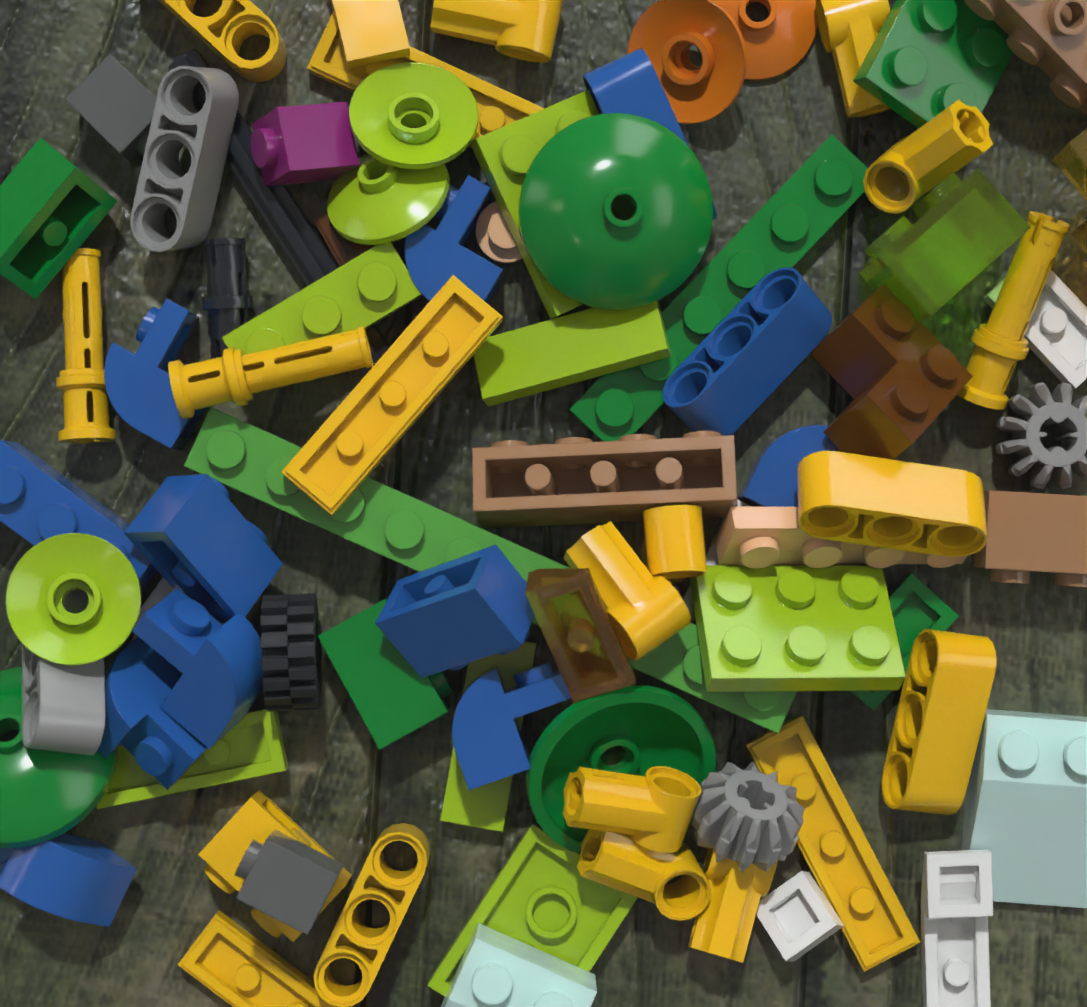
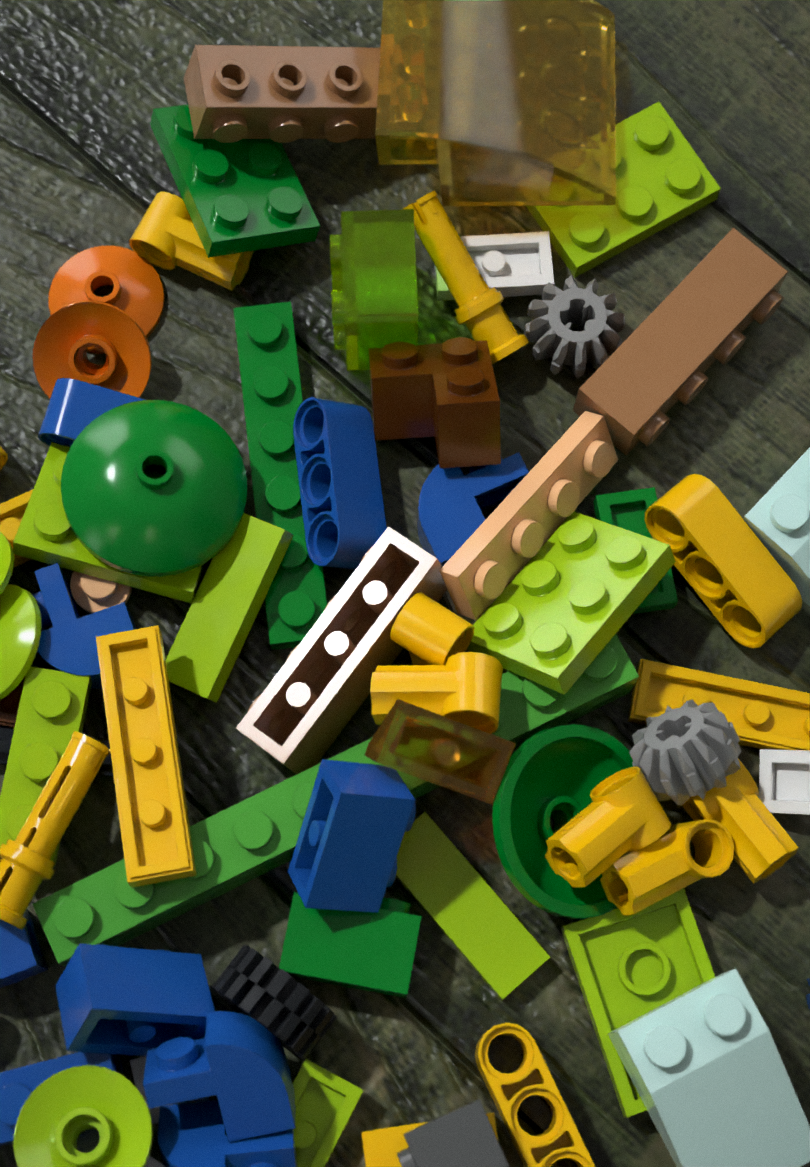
camera: 60 degrees left, 15 degrees down
(486, 722) = (451, 891): blue brick -> none
(891, 504) = (531, 457): yellow beam -> none
(927, 157) = (305, 249): yellow piece -> none

